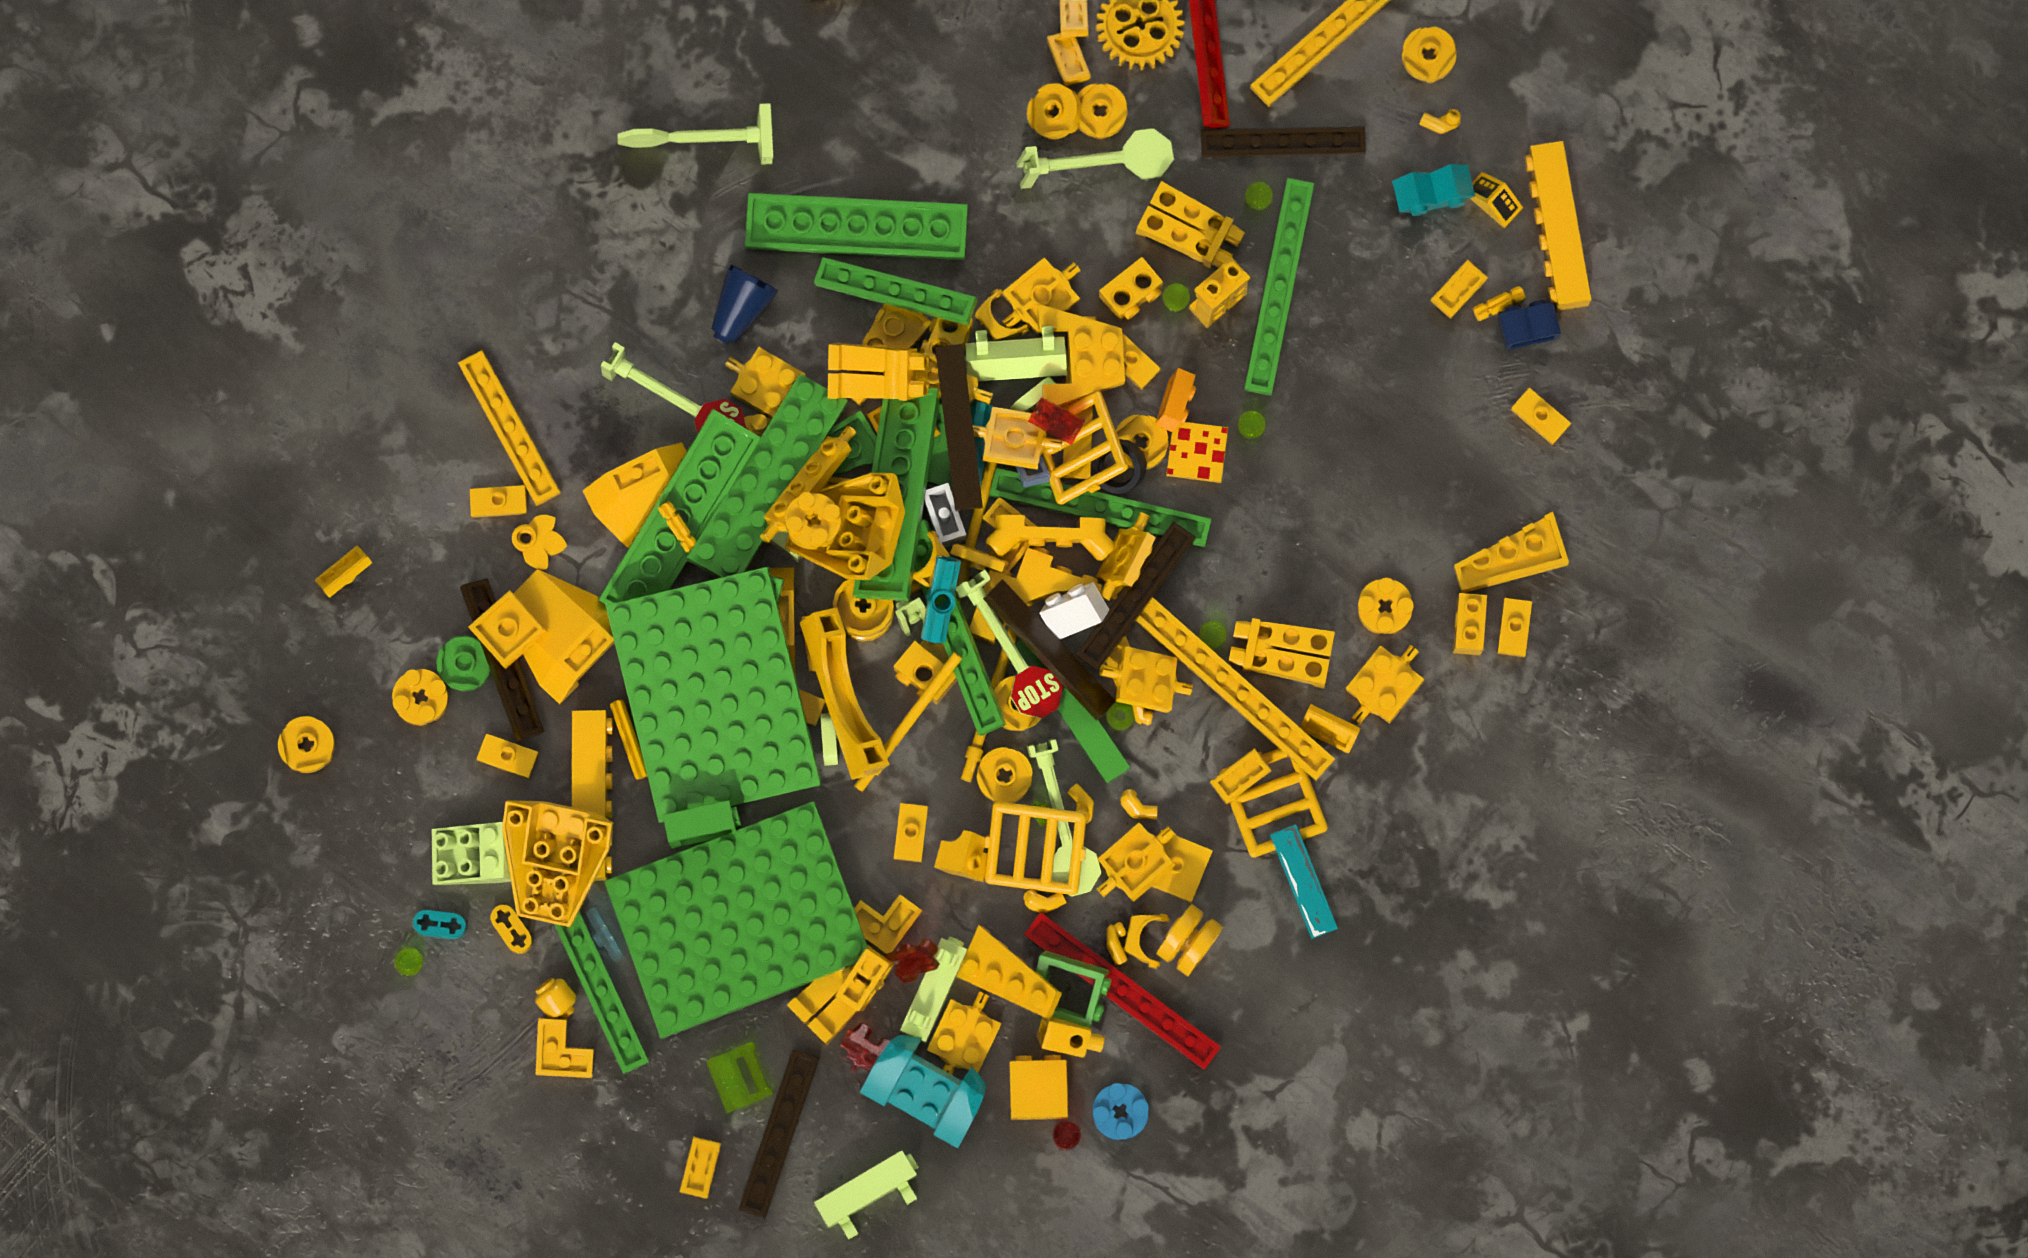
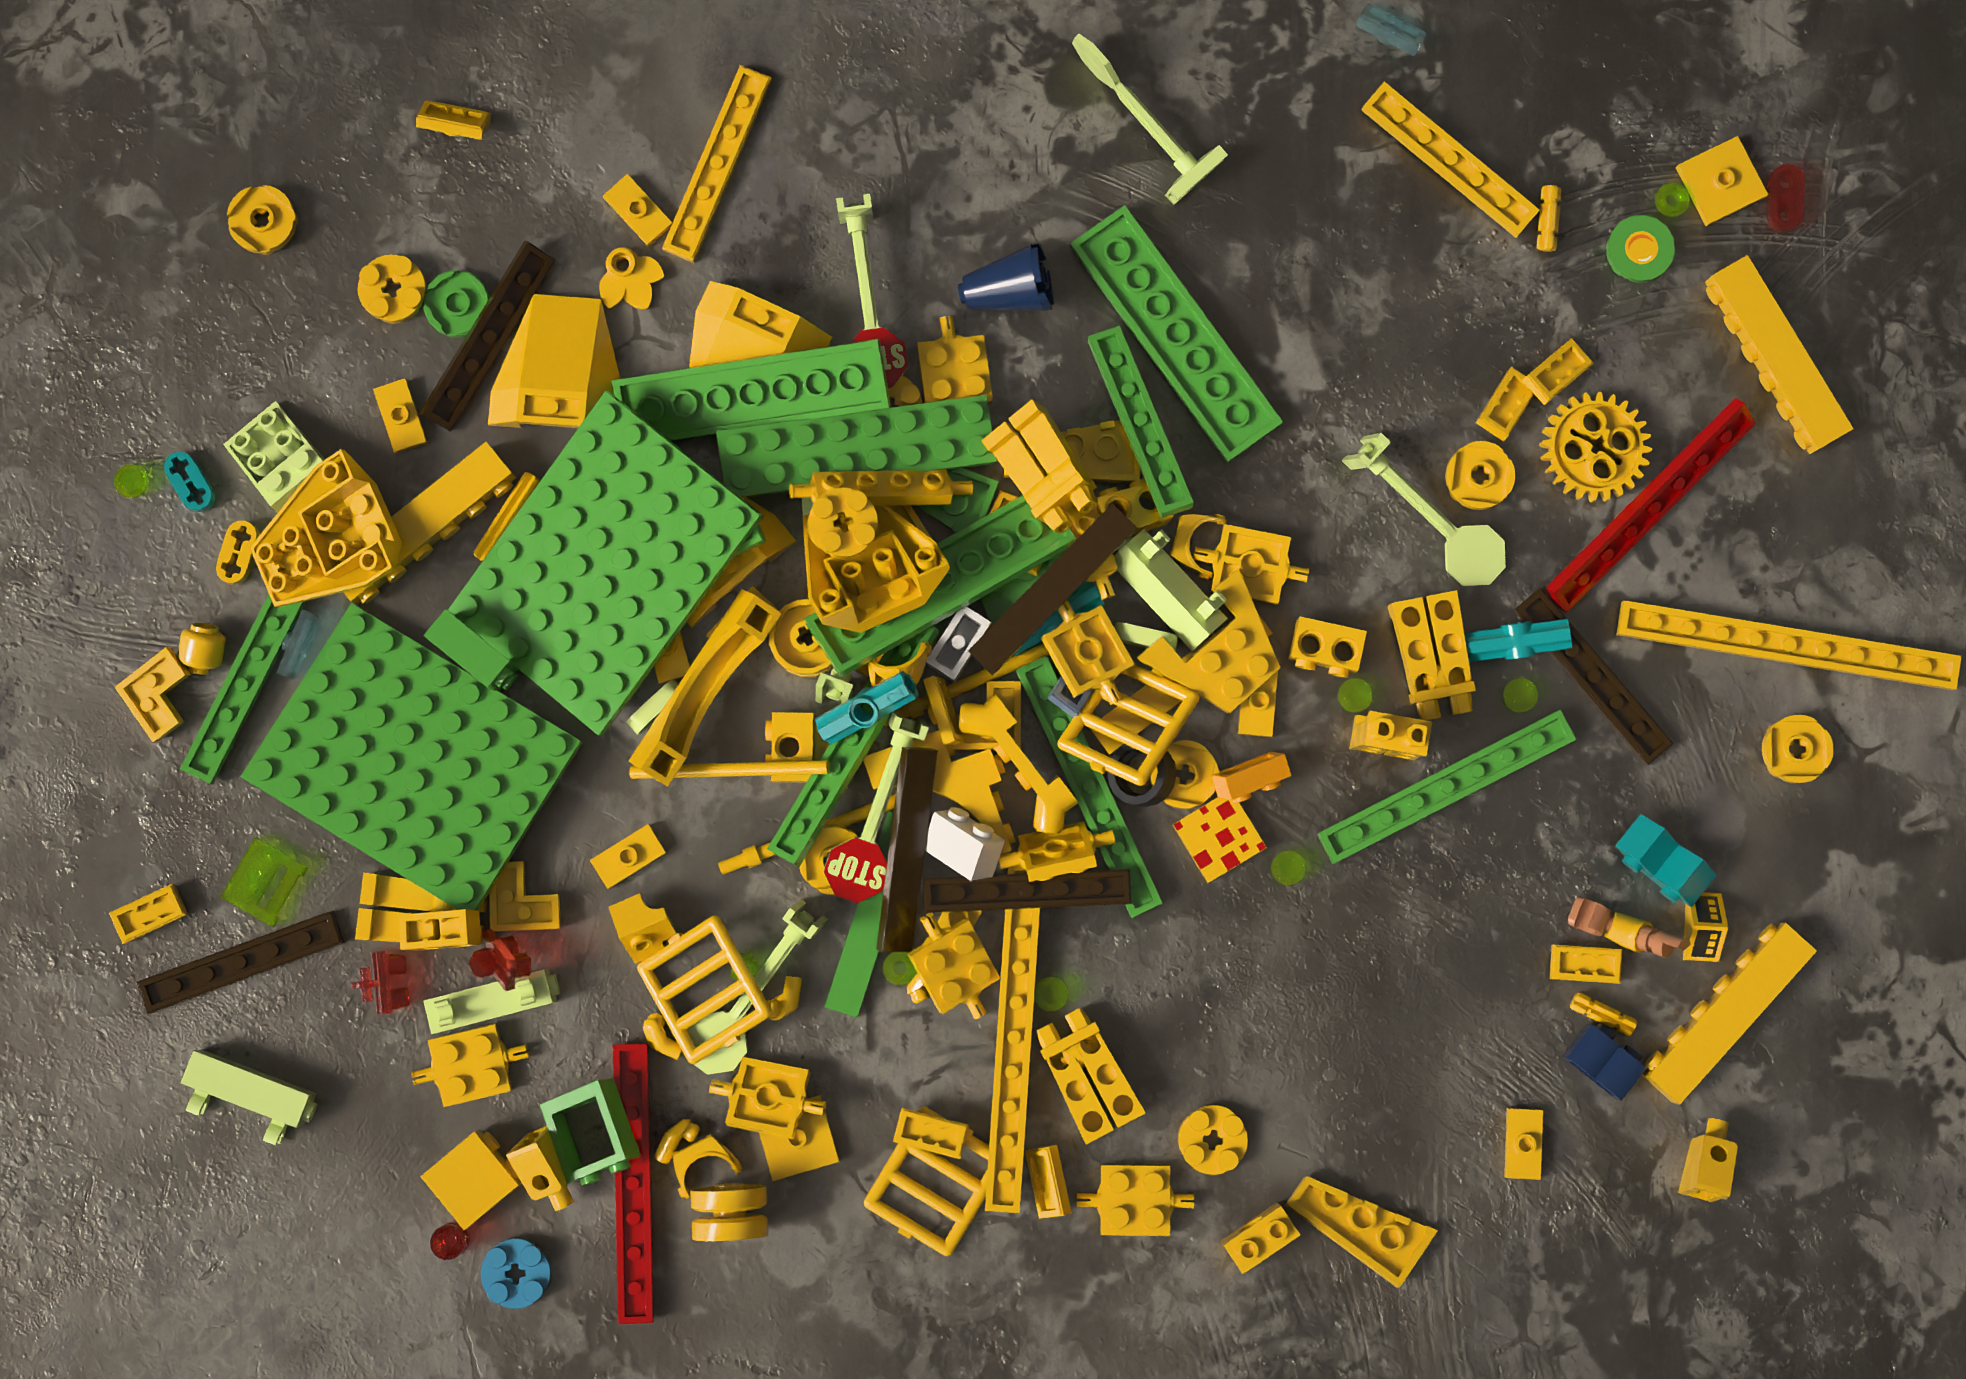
camera: 50 degrees right, 5 degrees up
(507, 629) = (515, 317): yellow plate -> none
(677, 526) = (739, 397): yellow axle -> none
(925, 1089) = (386, 1071): teal piece -> none
(1001, 972) = (554, 1061): yellow wing -> none
(1011, 761) = (734, 909): yellow plate -> none
(1056, 420) = (1135, 678): clear red hips -> none
(1066, 120) = (1446, 449): yellow plate -> none
(1135, 808) = (821, 1054): yellow arm -> none
(1223, 168) = (1518, 640): none -> teal piece
(1303, 881) = (877, 1274): teal tile -> none
(1442, 124) = (1737, 817): yellow arm -> none
(1455, 249) = (1623, 929): none -> nougat piece
(1514, 627) = (1293, 1282): yellow plate -> none
(1643, 312) = (1708, 1176): none -> yellow torso

